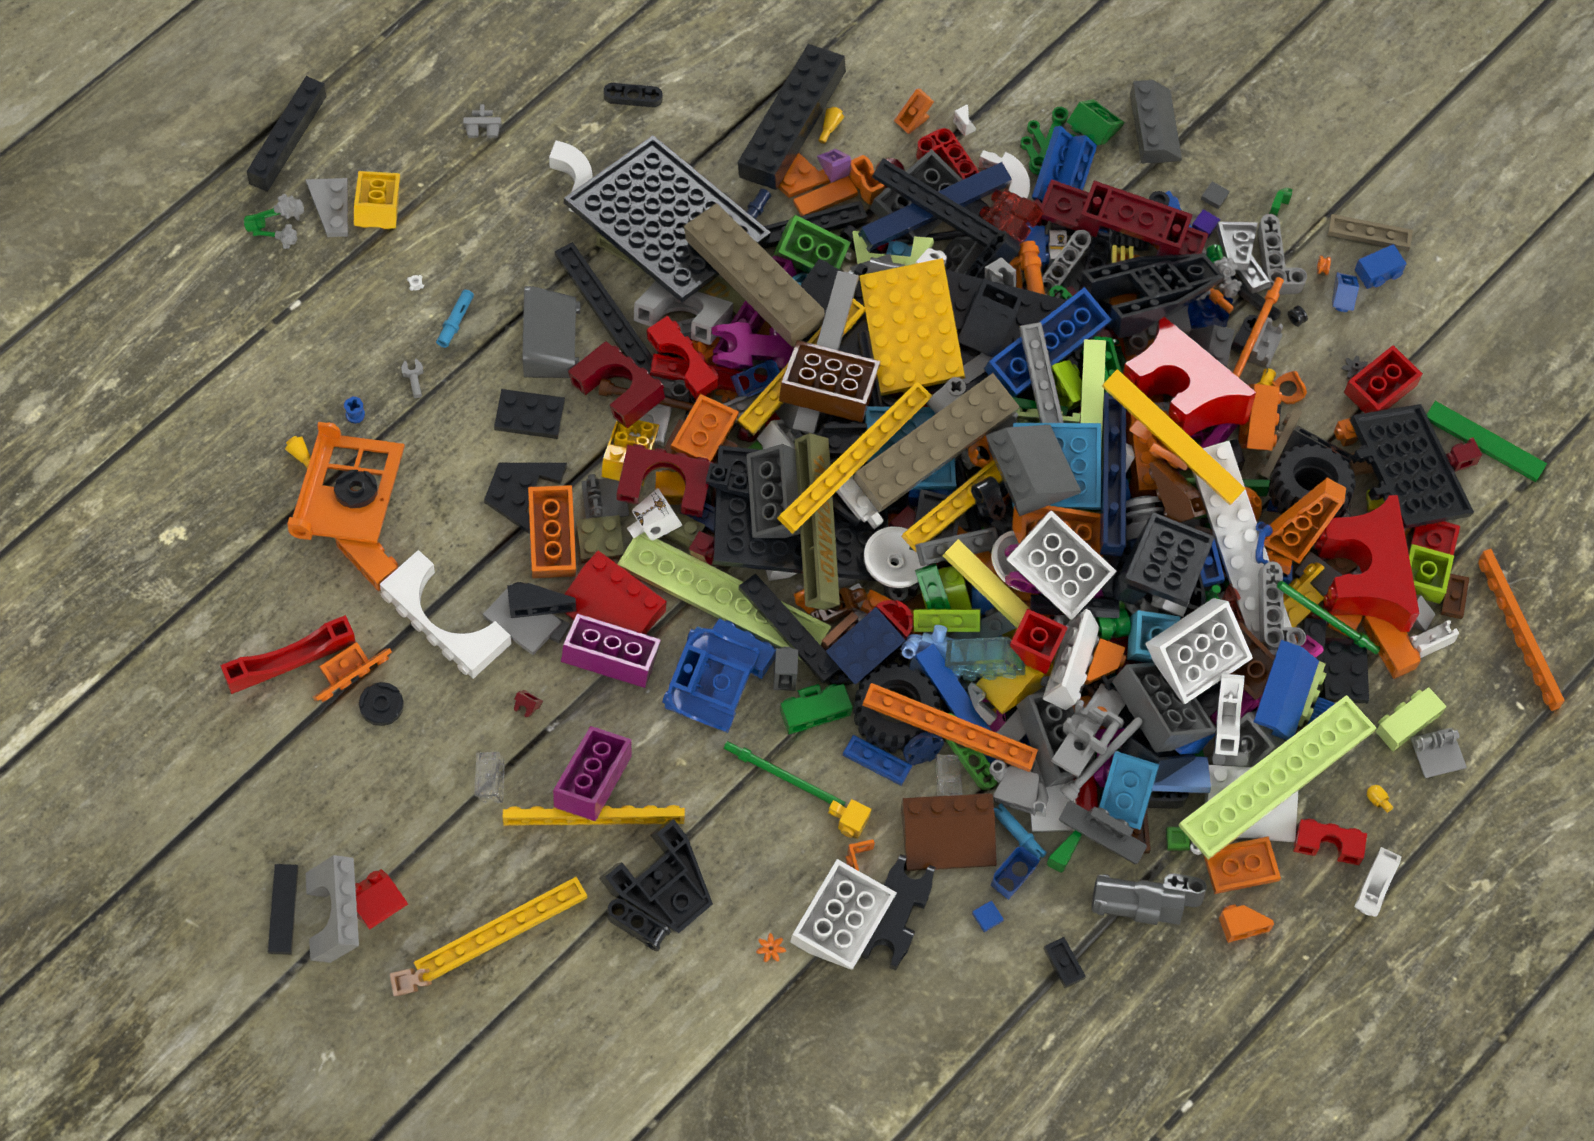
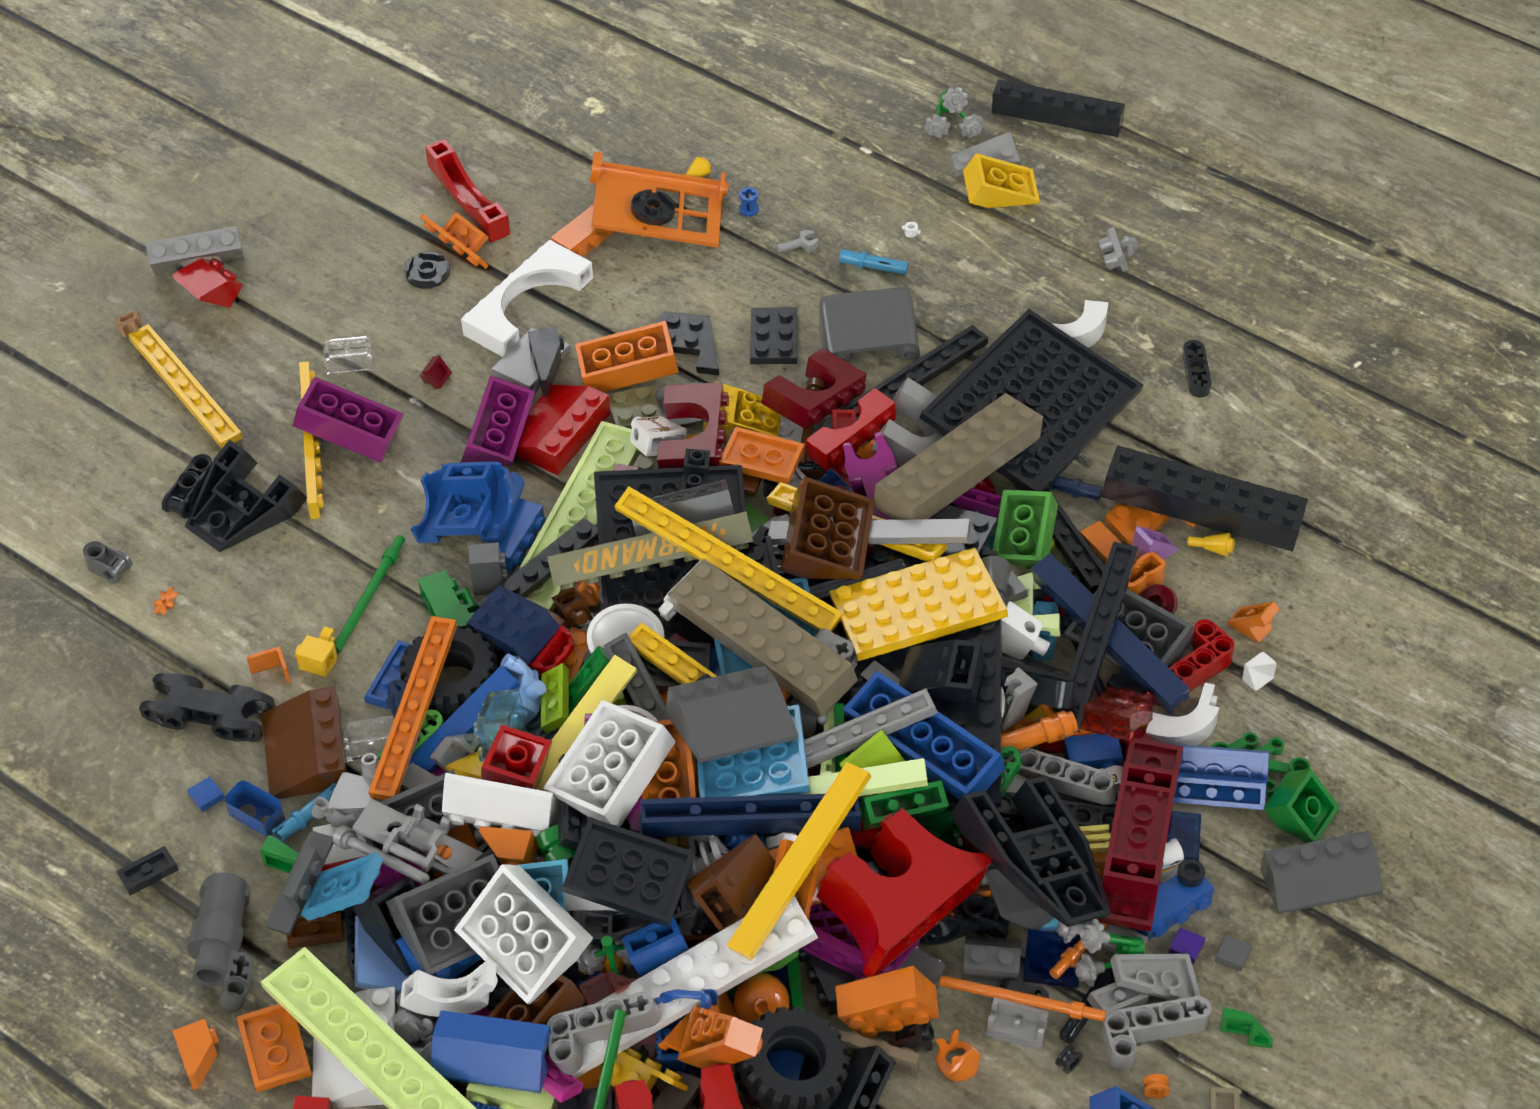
camera: 90 degrees right, 15 degrees down
(283, 909) = (243, 224): black tile -> none
(719, 996) = (105, 561): none -> dark grey piece
(842, 916) = (196, 647): white slope -> none
(1268, 377) = (966, 1030): yellow pin -> none

